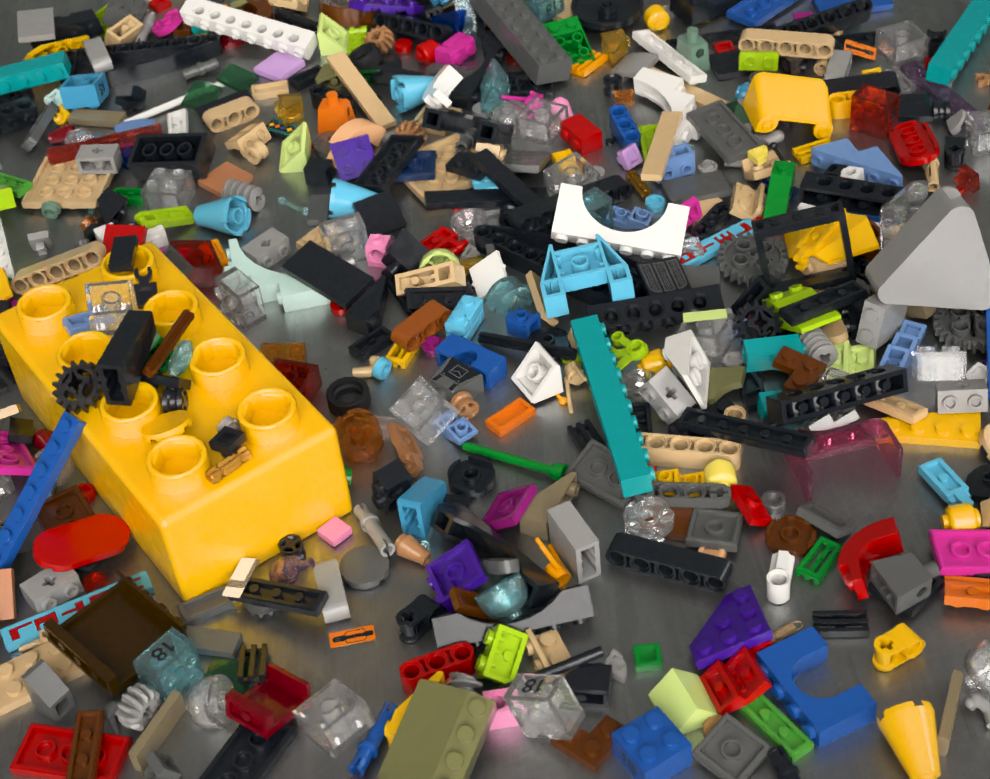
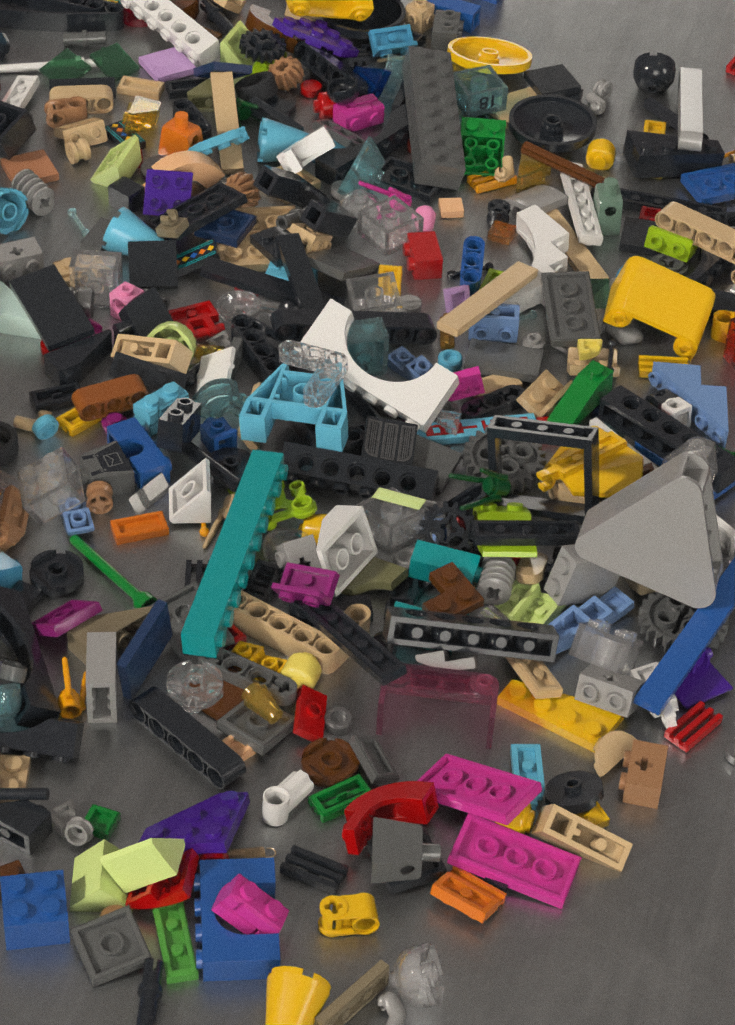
camera: 15 degrees right, 0 degrees up
(227, 126) = (67, 111): none -> medium nougat piece
(321, 57) = (238, 70): none -> dark blue tile
(350, 25) = (262, 45): none -> black gear
(370, 105) = (221, 141): none -> medium azure hinge
(379, 178) = (171, 225): none -> dark tan tile
(411, 196) = (196, 257): none -> black tile
(438, 35) = (343, 90): none -> black hair
(494, 324) = (179, 424): none -> black brick
(501, 388) = (149, 494): none -> clear sticker
(573, 94) = (451, 208): none -> light nougat tile
(587, 233) = (329, 365): none -> clear beam
(594, 498) = (144, 649): none -> dark blue tile
(598, 52) = (506, 171): none -> tan arm
(639, 33) = (561, 164): none -> reddish brown axle
(642, 676) = (75, 835): none -> light grey plate
(686, 405) = (307, 584): none -> magenta bracket
(712, 510) = (260, 701): none -> clear yellow cone
(721, 674) = (144, 862): none -> yellowish green slope
(773, 277) = (495, 485): none -> dark green plant
(825, 673) = (249, 907): none -> dark pink brick
(926, 507) = (481, 788): none -> dark pink tile

